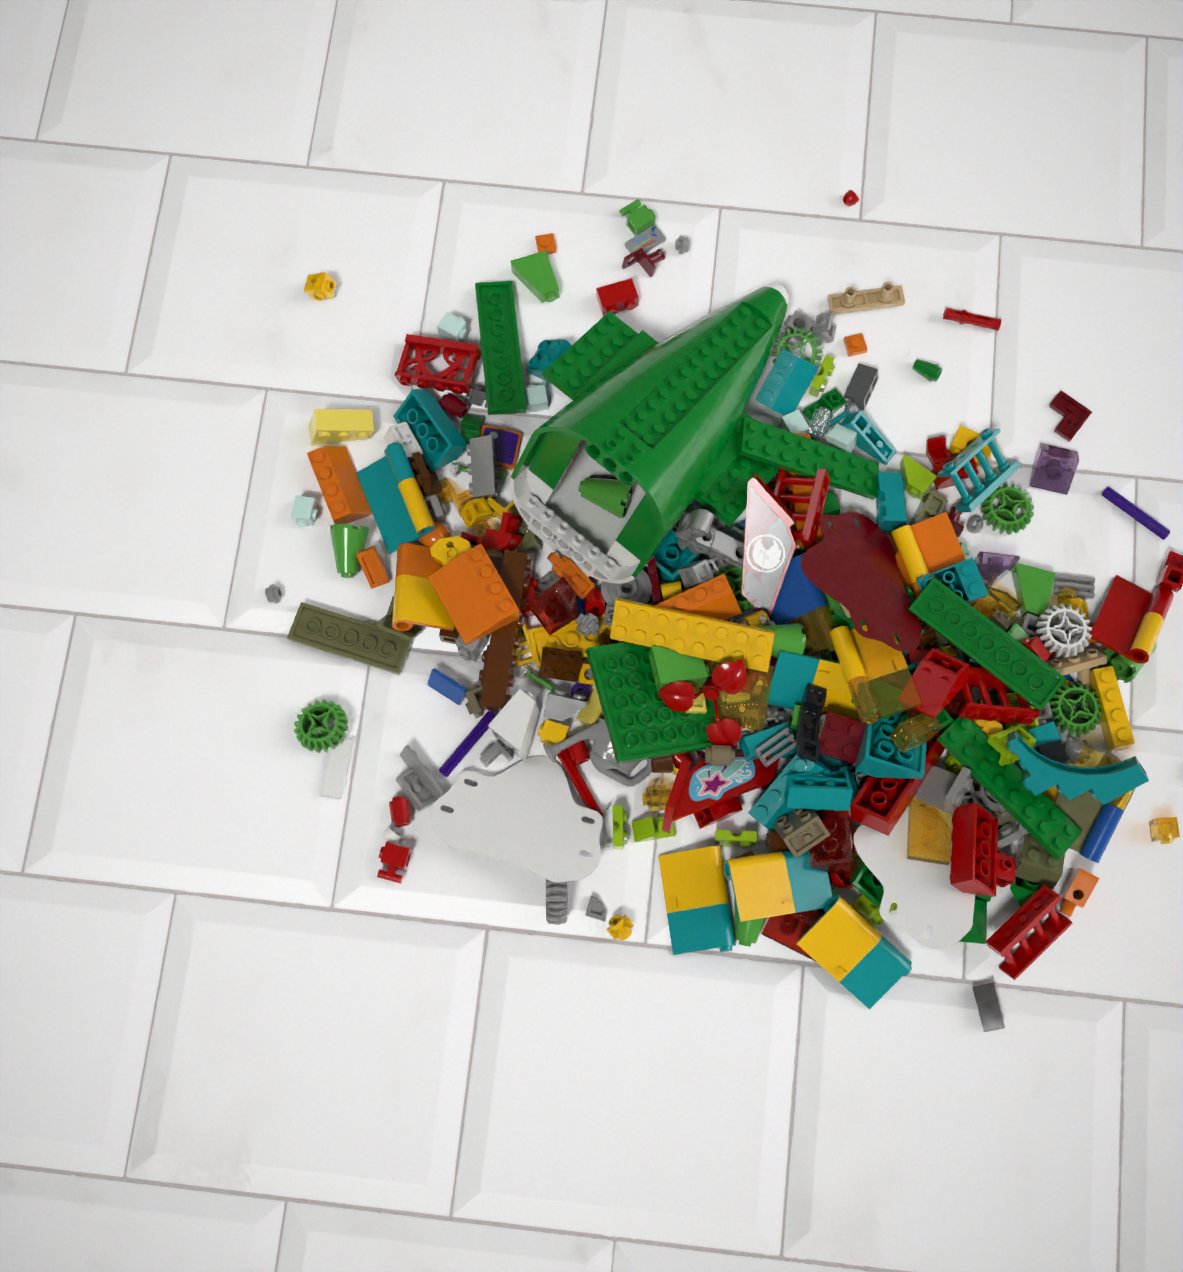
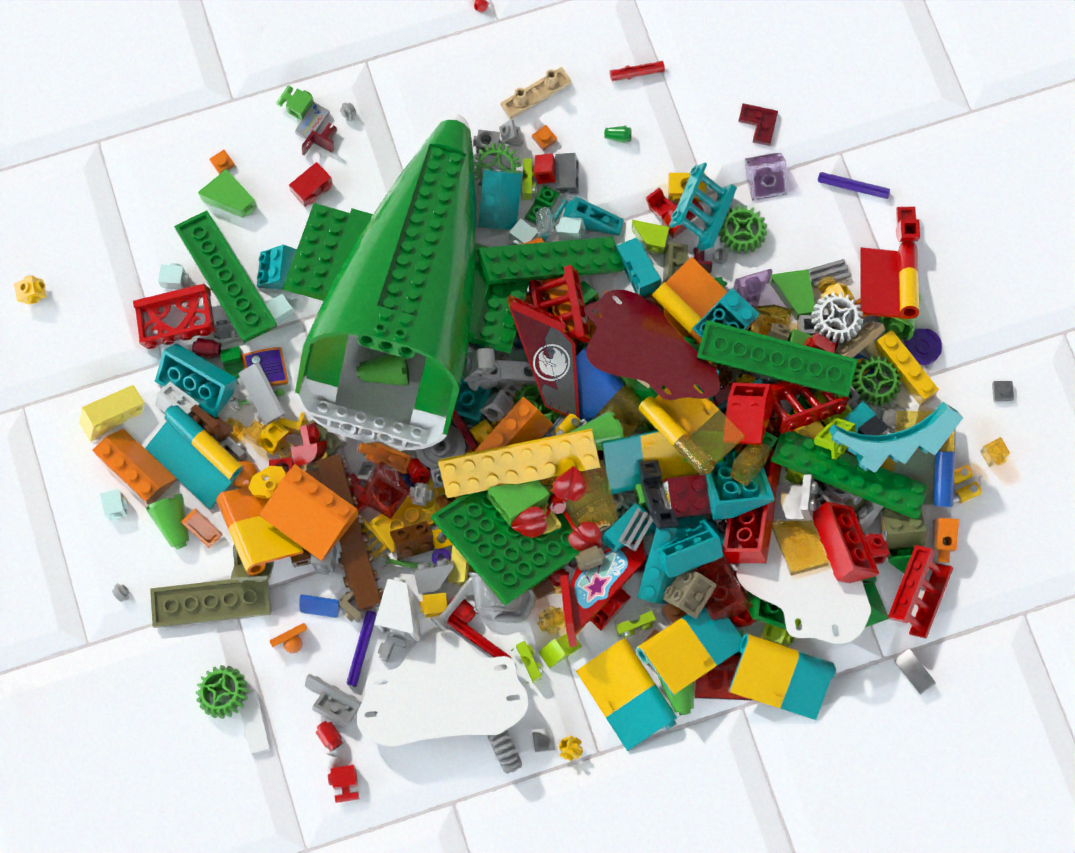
camera: 25 degrees left, 0 degrees up
(406, 709) = (291, 641): none -> orange tile
(842, 369) = (544, 168): none -> red brick
(1121, 856) = (969, 491): none -> yellow piece
(1138, 696) = (924, 346): none -> dark purple tile

